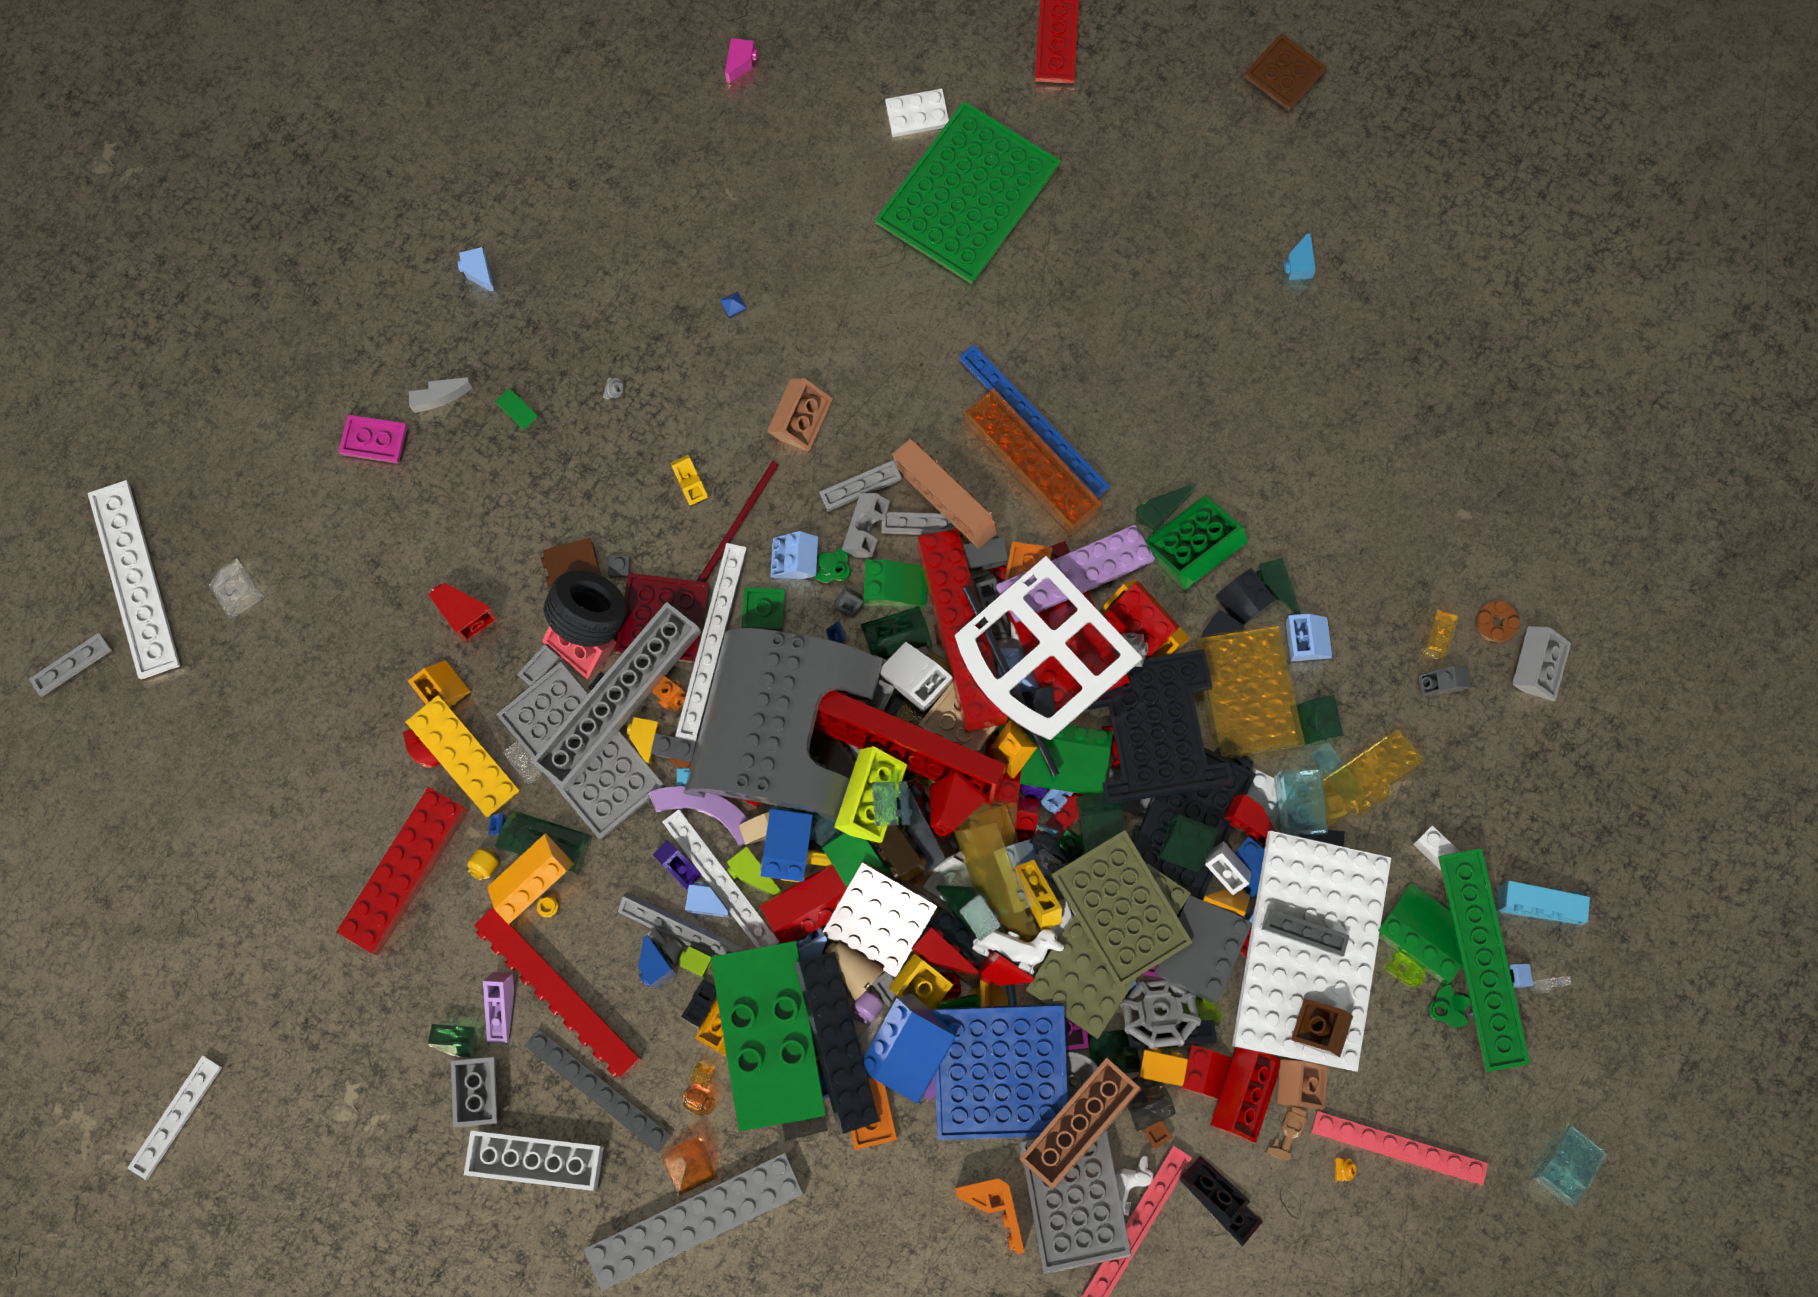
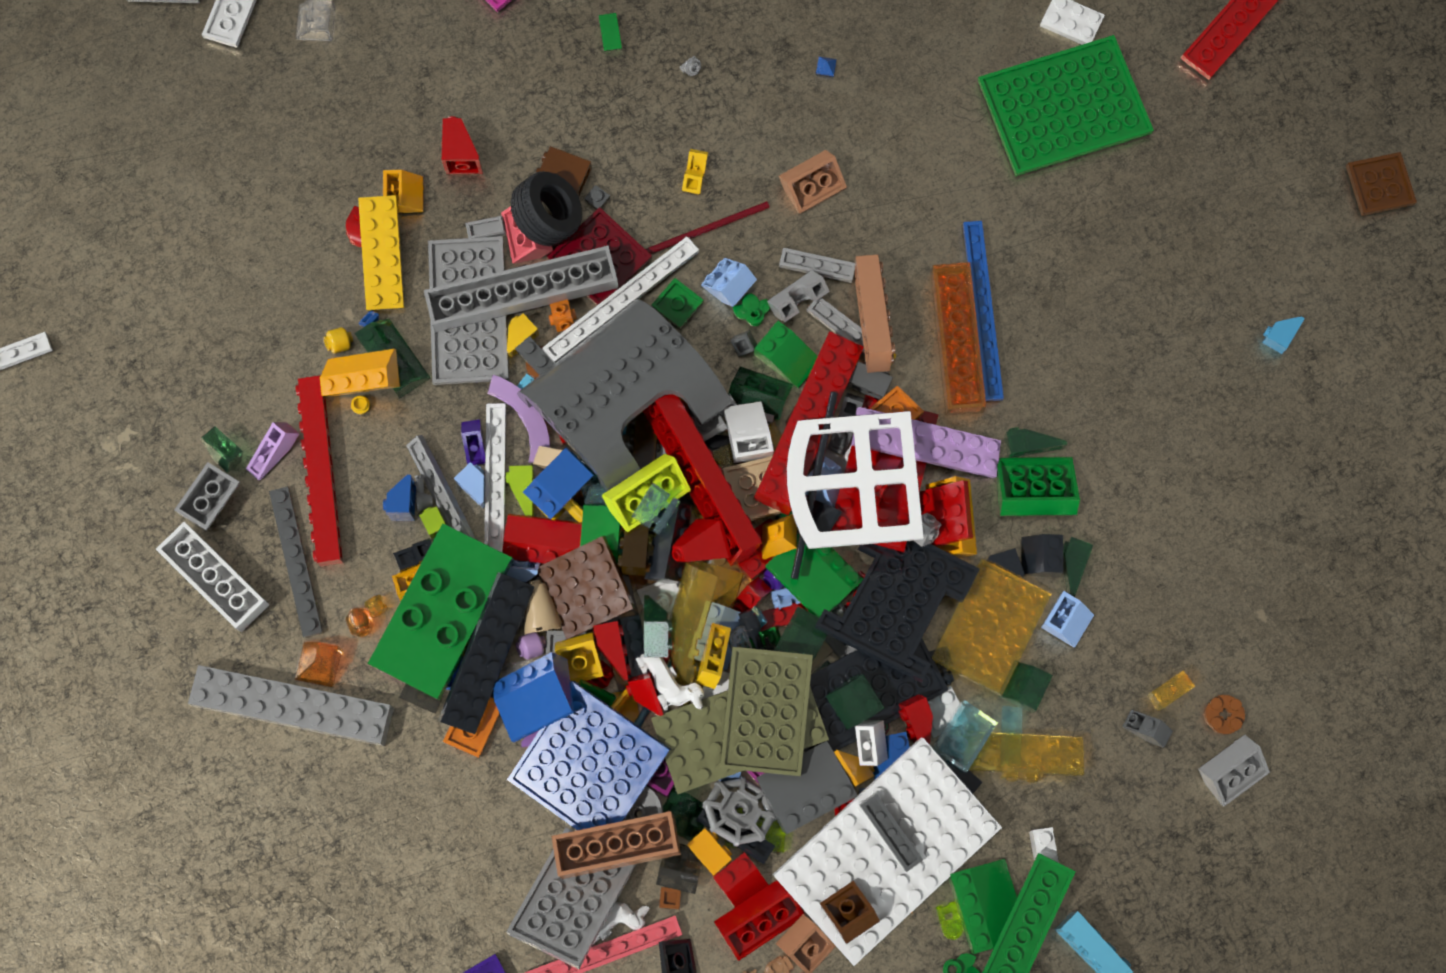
camera: 30 degrees right, 0 degrees up
(402, 871) = (278, 304): red brick -> none
(522, 762) = (420, 282): clear plate -> none
(836, 633) = (716, 360): blue slope -> none
(981, 1196) = (505, 845): orange bracket -> none

